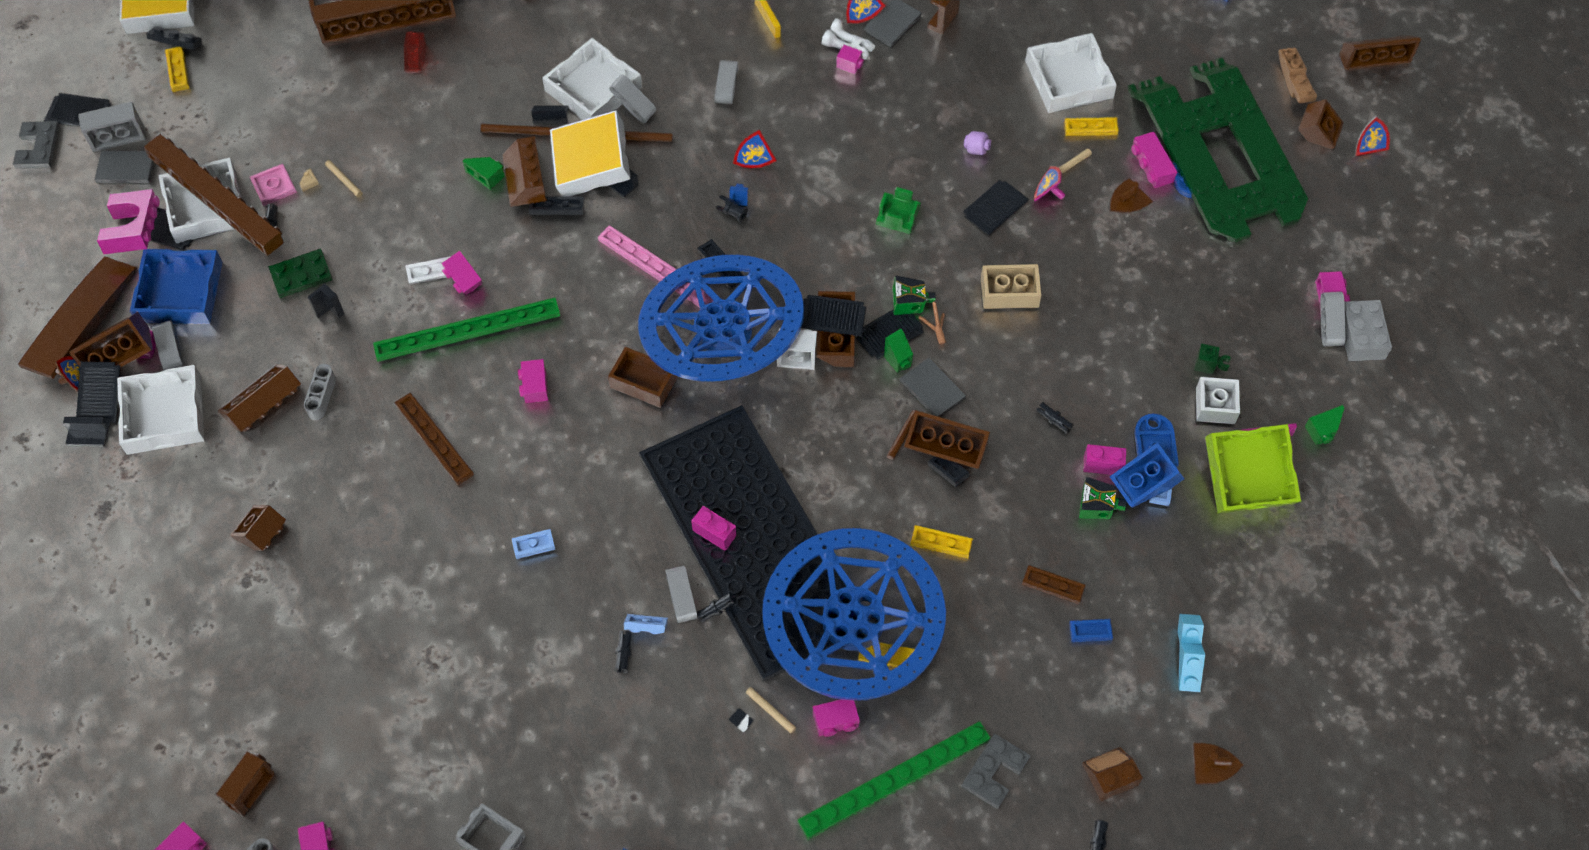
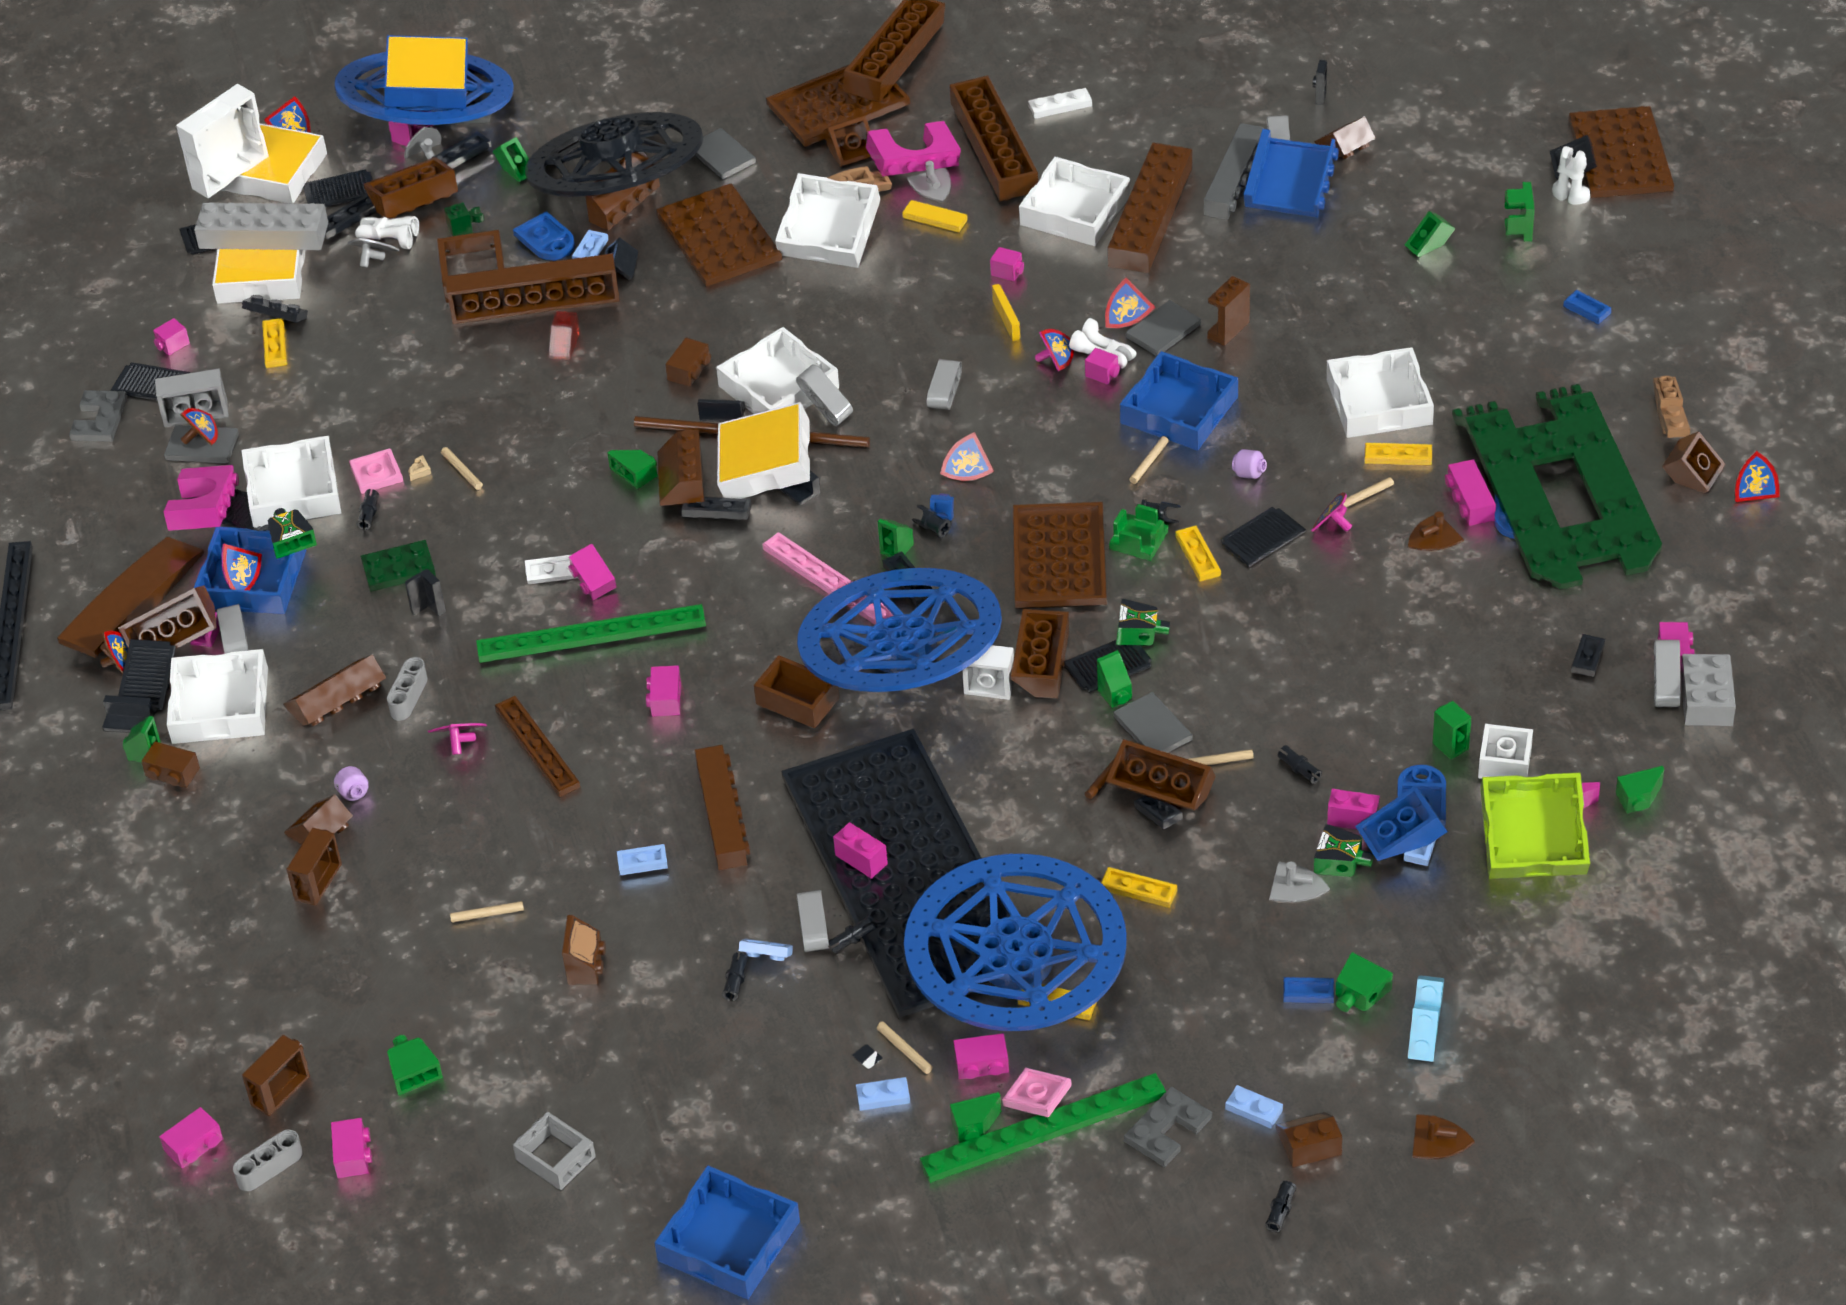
camera: 10 degrees right, 15 degrees down
(90, 68) = (171, 337): none -> dark pink brick
(101, 459) = (141, 739): none -> green slope
(122, 151) = (201, 423): none -> shield
(126, 478) = (170, 764): none -> reddish brown brick
(168, 286) = (240, 567): none -> shield
(205, 253) = (290, 532): none -> torso
(214, 194) = (306, 471): reddish brown brick -> none
(258, 573) = (314, 866): none -> reddish brown window
(281, 486) = (351, 783): none -> lavender head
(360, 759) = (412, 1064): none -> green torso
(365, 435) = (457, 737): none -> dark pink shield
(408, 602) = (487, 911): none -> tan bar
(494, 641) = (582, 952): none -> reddish brown slope
(518, 71) = (688, 362): none -> reddish brown brick
(592, 488) = (721, 807): none -> reddish brown brick
(704, 227) = (894, 537): none -> green slope
(758, 756) = (882, 1093): none -> light blue plate
(812, 45) = (1057, 347): none -> shield
(834, 315) = (1037, 634): black window -> none
(837, 776) = (975, 1116): none -> green slope
(838, 234) = (1059, 555): none -> reddish brown plate
(886, 748) = (1037, 1092): none -> bright pink tile
(897, 141) = (1142, 468): none -> tan bar
(913, 187) = (1162, 509): none -> black piece
(914, 88) = (1179, 400): none -> blue tile
(938, 328) = (1169, 661): nougat plant -> none
(947, 225) = (1197, 553): none -> yellow tile
(989, 416) = (1225, 757): none -> tan piece
(1010, 286) = (1265, 619): tan brick -> none
(1053, 584) = (1270, 939): reddish brown tile -> none
(1062, 746) = (1254, 1106): none -> light blue plate
(1066, 529) = (1296, 884): none -> light grey shield
(1133, 624) = (1361, 984): none -> green torso
(1173, 381) = (1451, 730): none -> green brick
(1209, 358) = (1502, 710): dark green brick -> none
(1266, 303) = (1588, 655): none -> black plate
(1379, 52) = (1783, 386): reddish brown slope -> none

